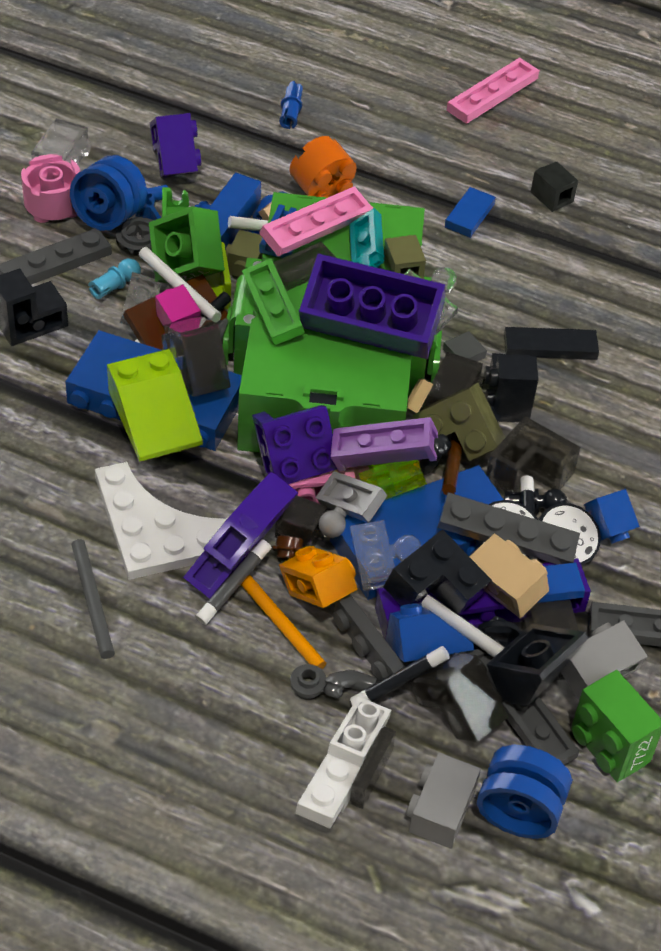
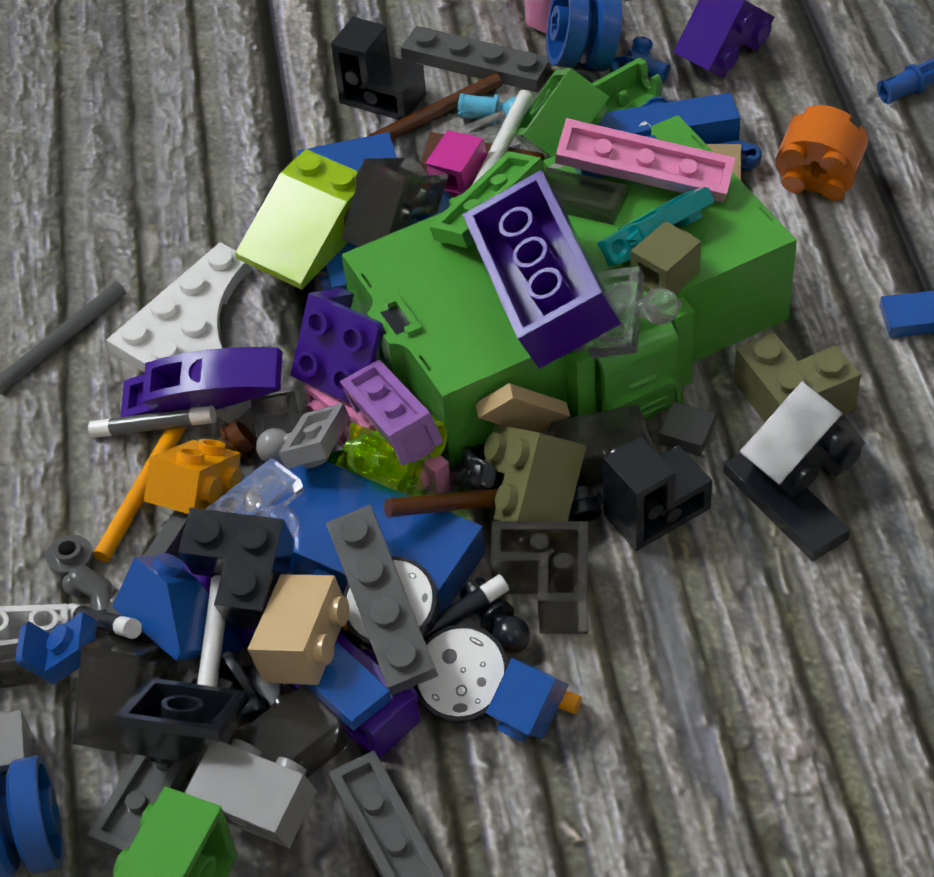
camera: 65 degrees right, 0 degrees up
(79, 306) = (439, 108): none -> reddish brown bar
(409, 706) = (55, 653): none -> blue bracket
(483, 293) = (770, 373): none -> olive brick
(537, 304) = (801, 439): none -> brick

